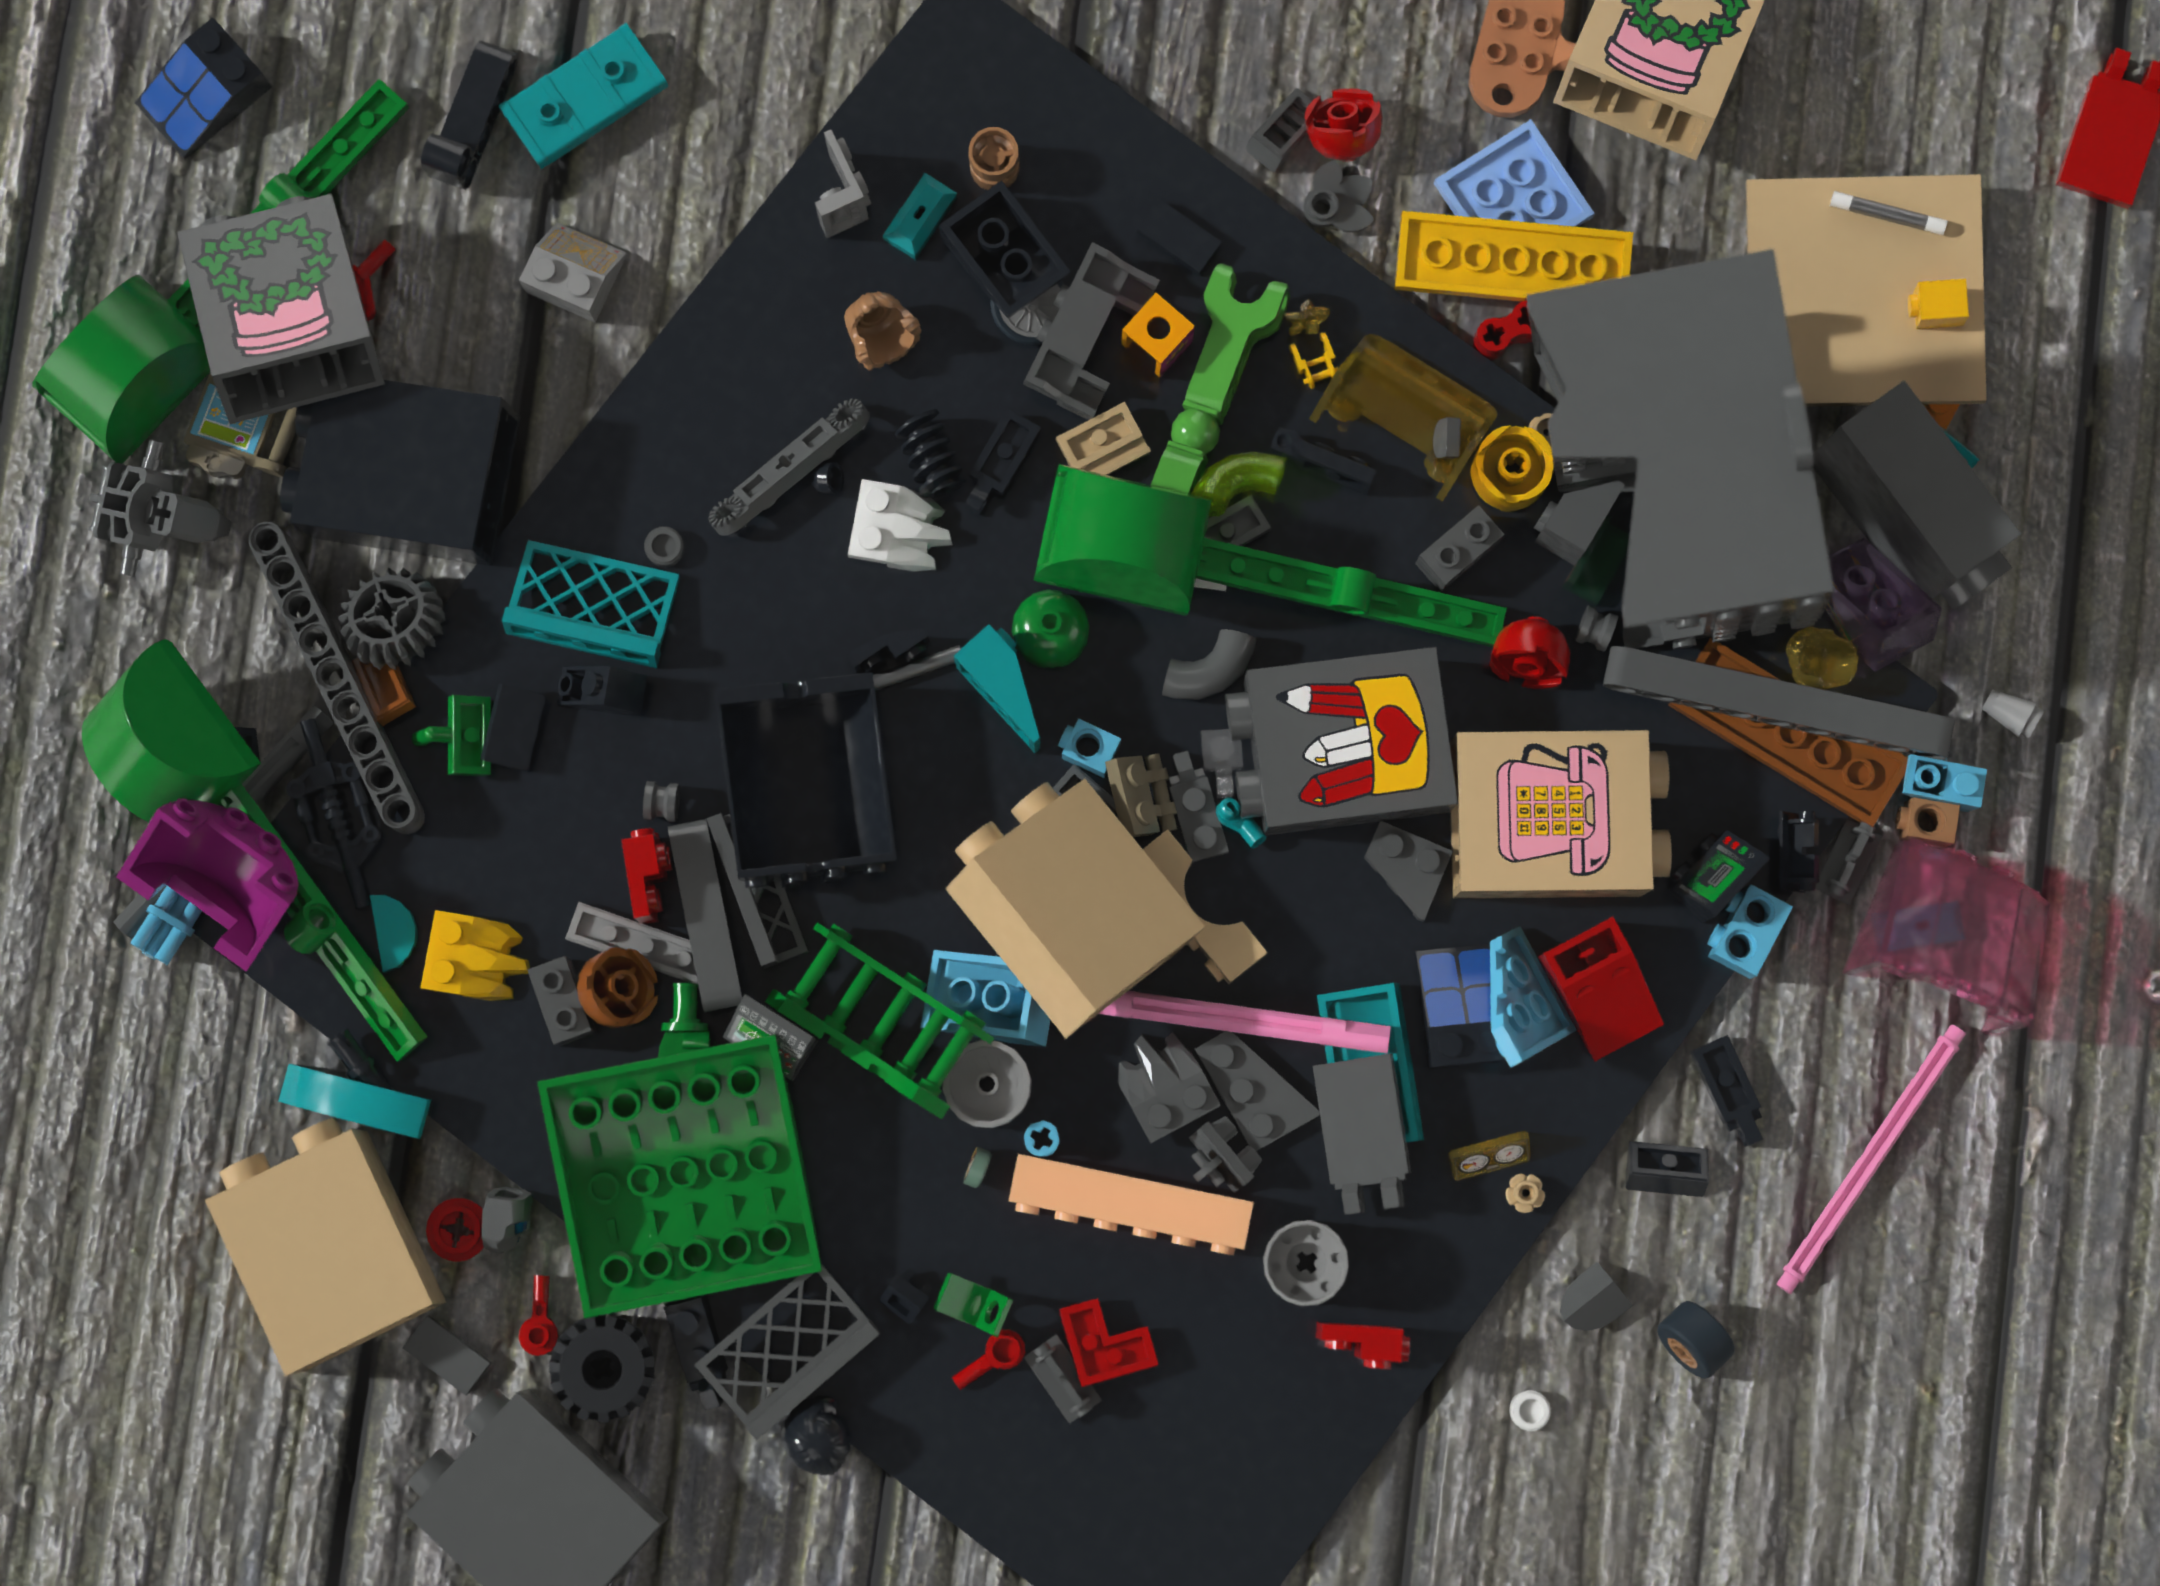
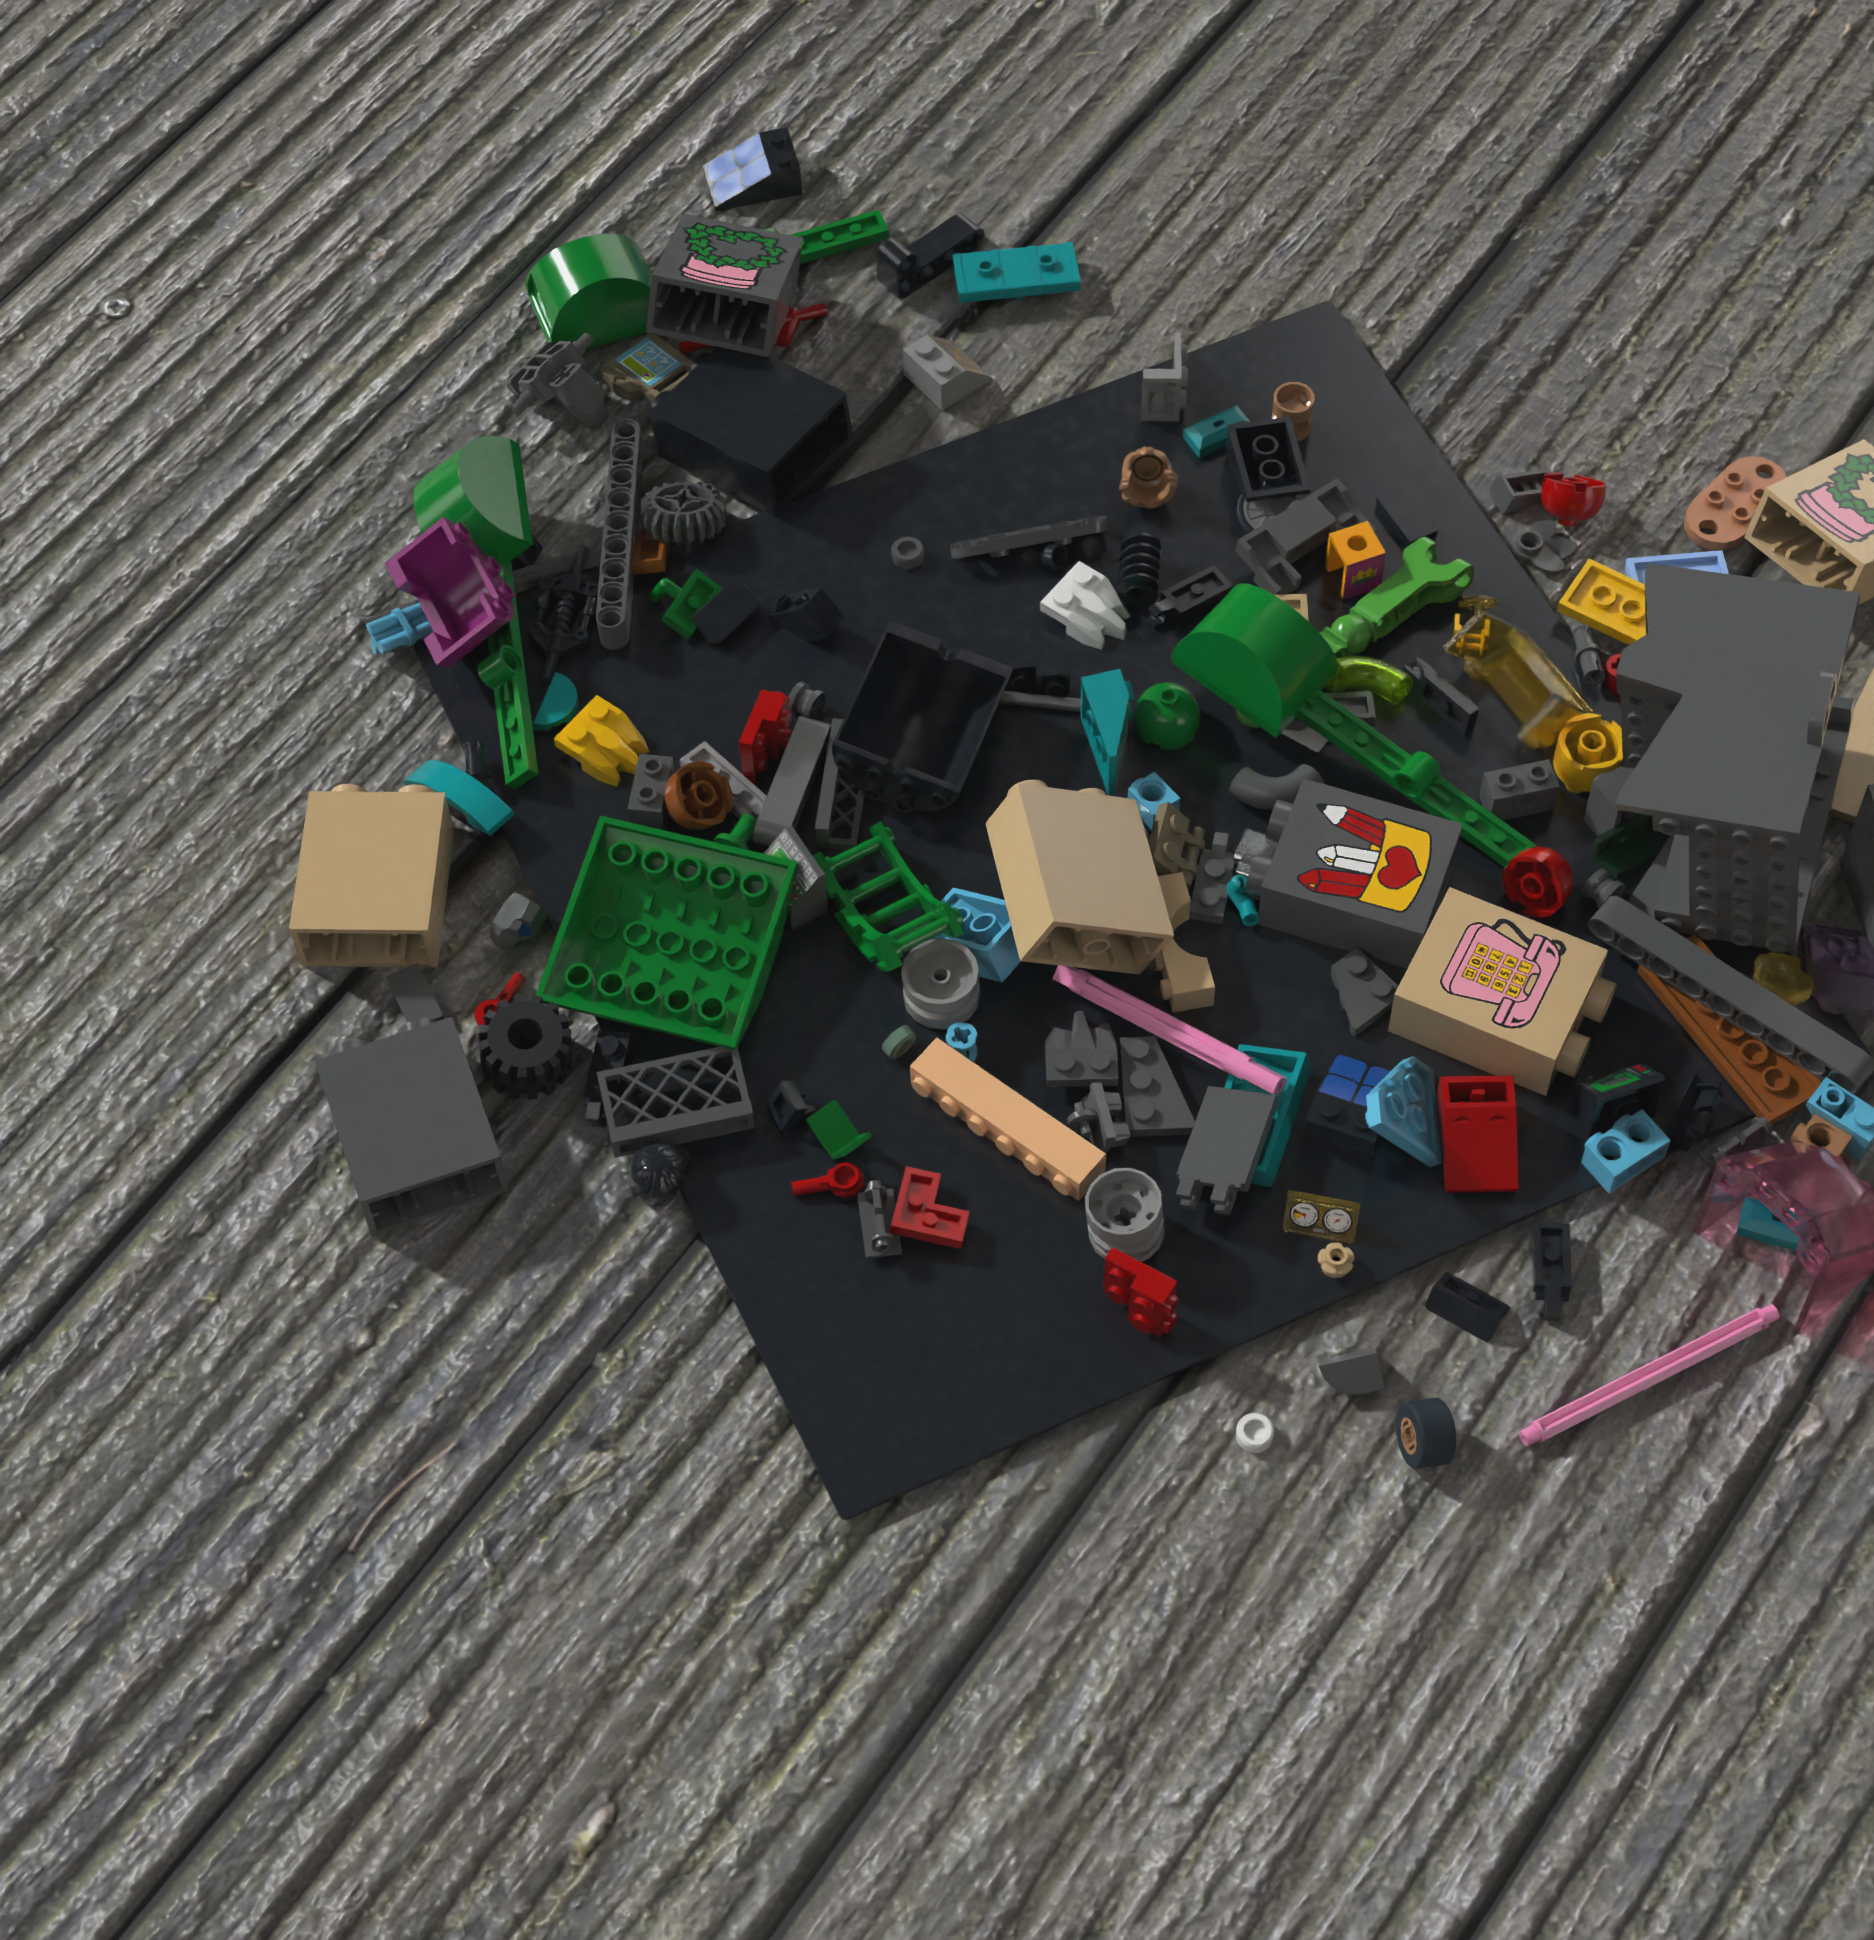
camera: 30 degrees right, 25 degrees down
(443, 1241) = (476, 906): red gear -> none
(583, 635) = (807, 574): teal fence -> none
(1452, 332) = (1588, 654): none -> dark grey pin

